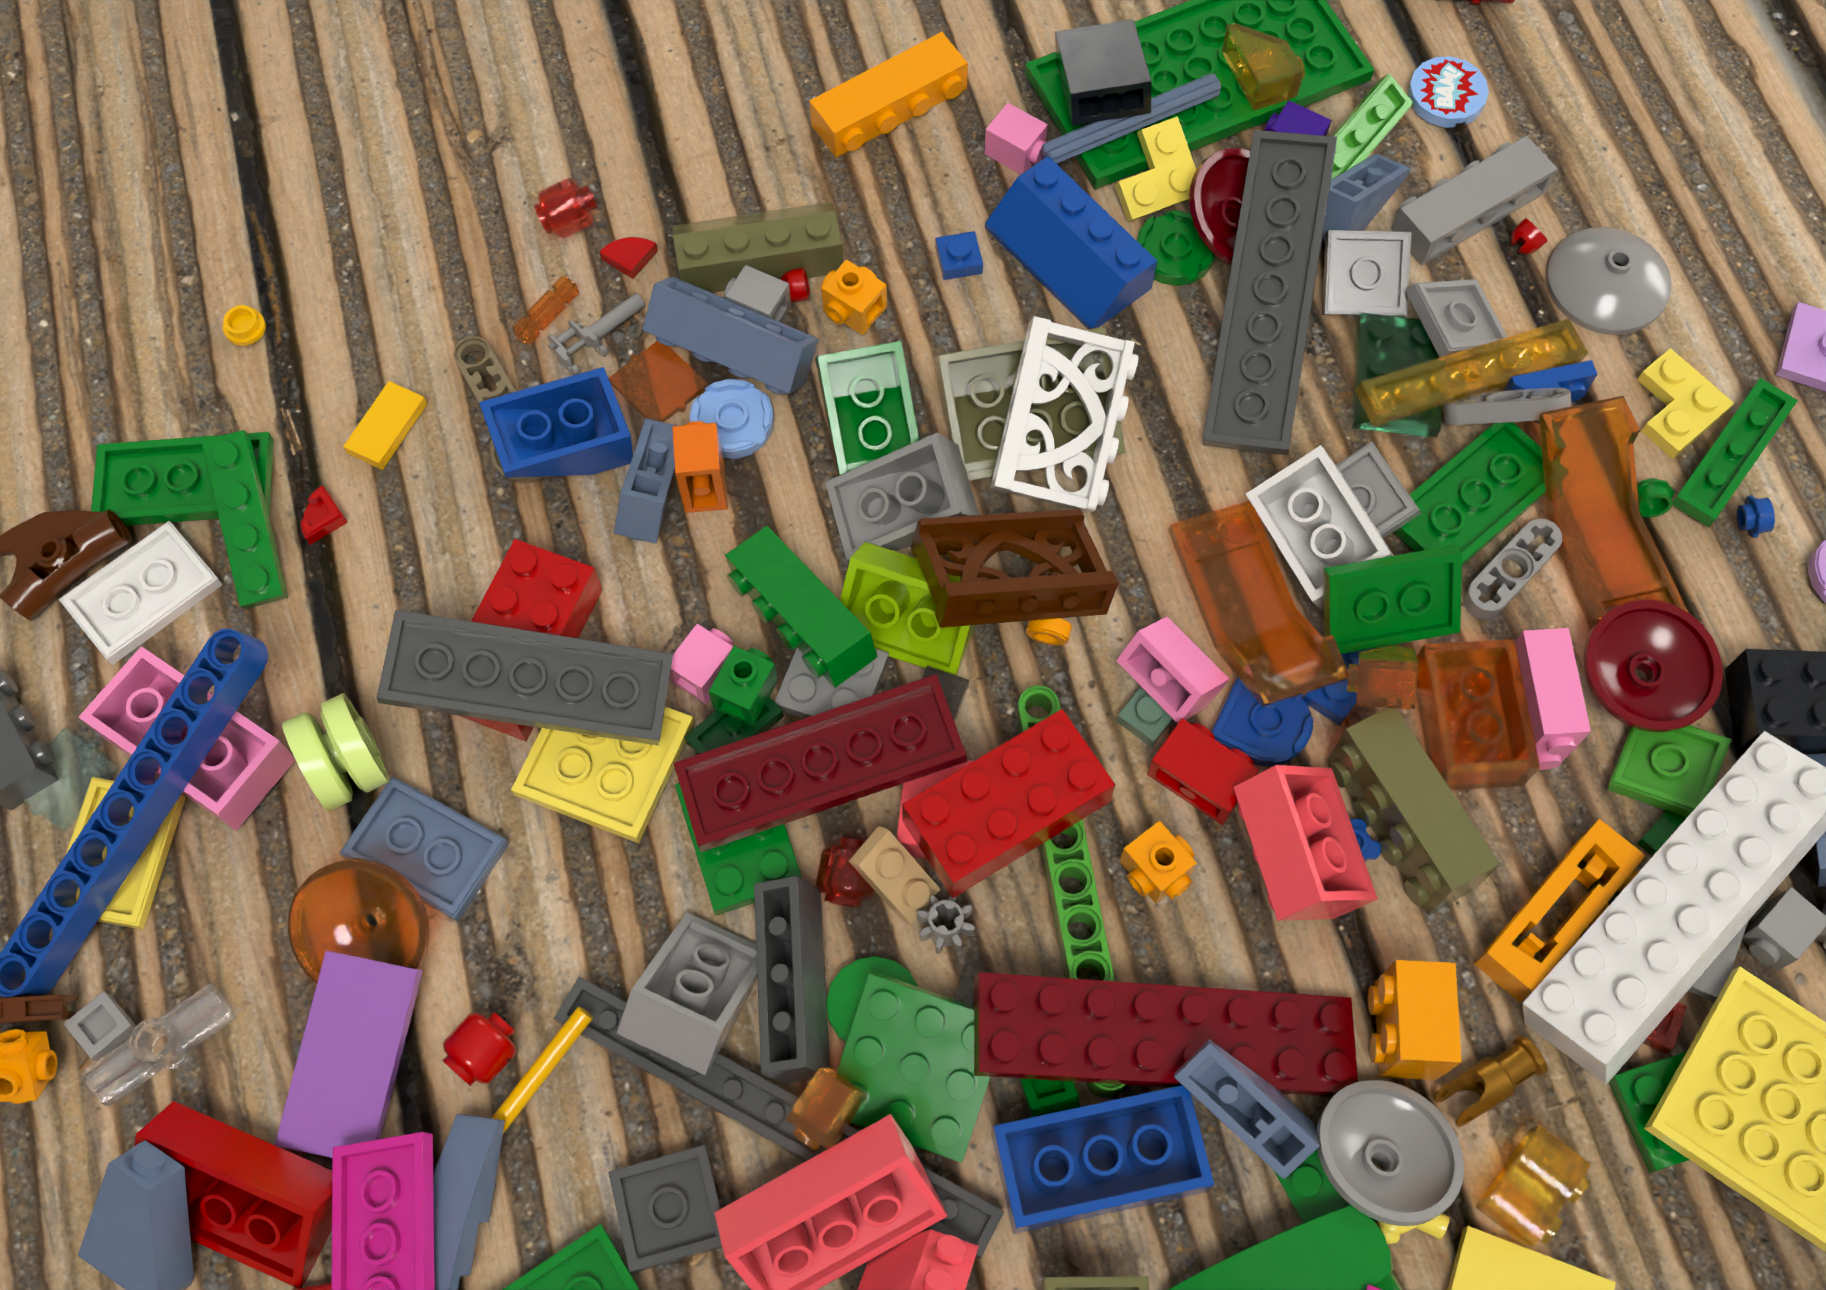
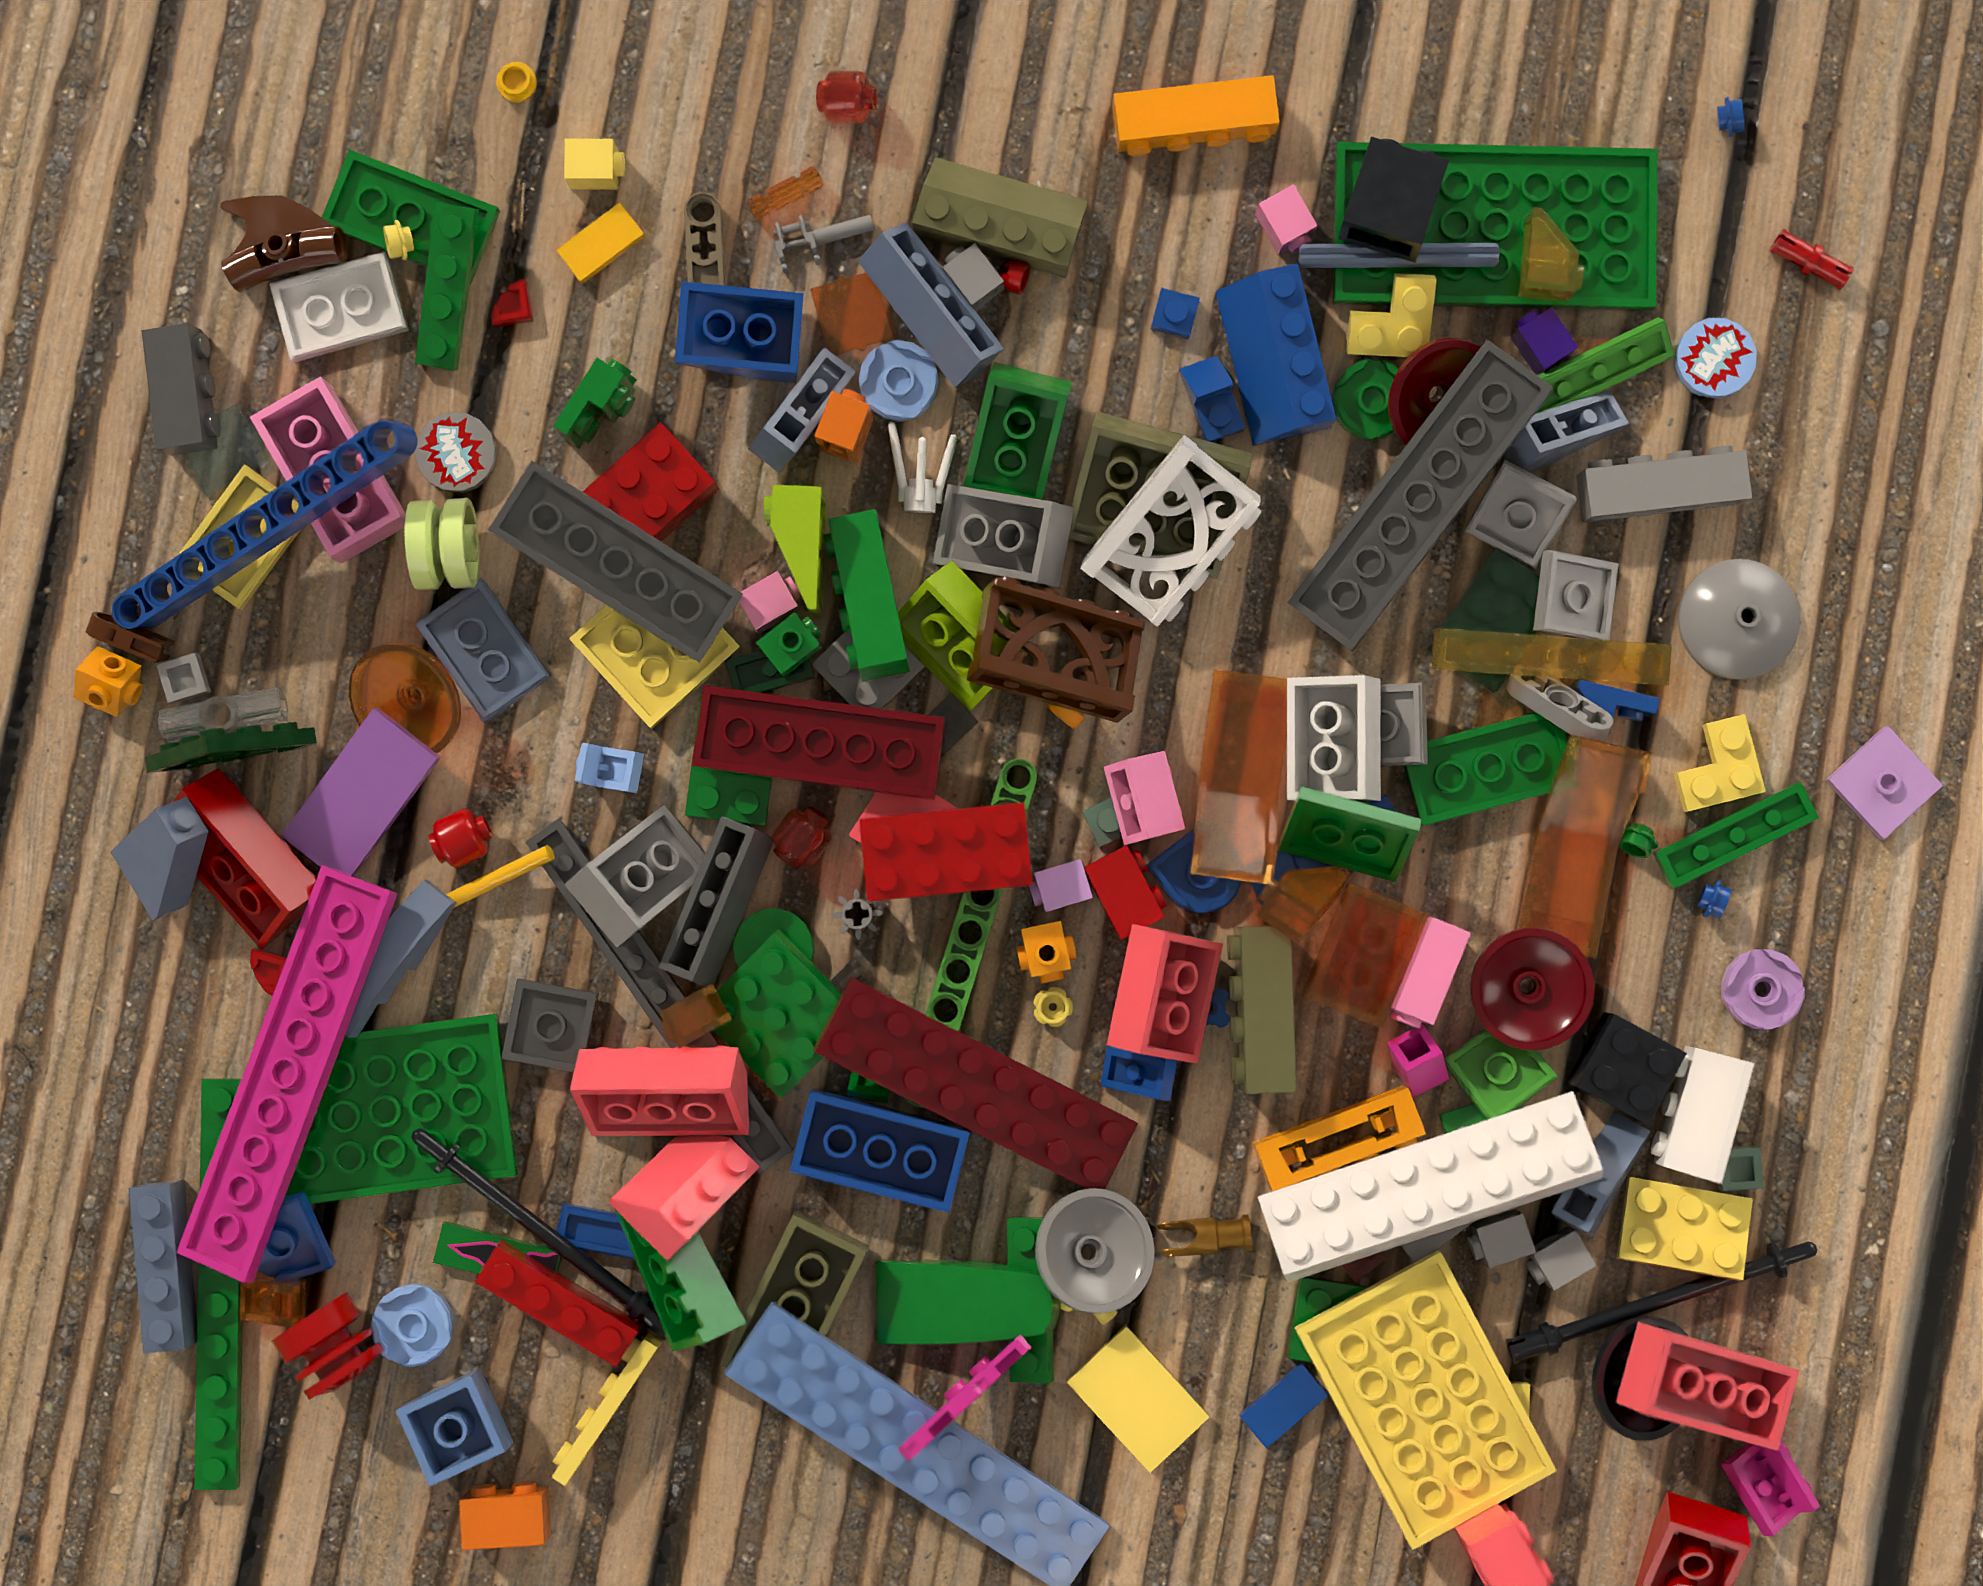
camera: 25 degrees right, 20 degrees up
(174, 1067) = (216, 744): none -> dark green plate
(177, 496) = (398, 240): none -> light yellow plate
(315, 669) = (456, 452): none -> tile
(348, 358) = (593, 164): none -> light yellow brick
(440, 551) = (602, 392): none -> green plate
(611, 899) = (609, 768): none -> light blue bracket
(629, 254) = (883, 170): red tile -> none
(700, 578) = (798, 524): none -> lime slope
(803, 503) = (920, 494): none -> white plant
(853, 296) = (1056, 330): light orange brick -> none
(894, 874) = (834, 859): tan plate -> none
(1027, 296) = (1212, 399): none -> blue slope
(1139, 795) = (1060, 886): none -> lavender brick
(1204, 914) = (1044, 999): none -> light yellow plate
(1250, 1108) = (1008, 1172): sand blue slope -> none
(1324, 942) = (1138, 1073): none -> blue slope
(1415, 1020) = (1169, 1168): light orange brick -> none
(1508, 585) = (1505, 823): light grey beam -> none
(1529, 235) = (1692, 544): red hinge -> none
(1534, 1187) = (1190, 1325): clear yellow brick -> none
(1589, 789) = (1418, 1060): none -> dark pink brick
(1681, 1228) = (1283, 1405): none -> blue tile

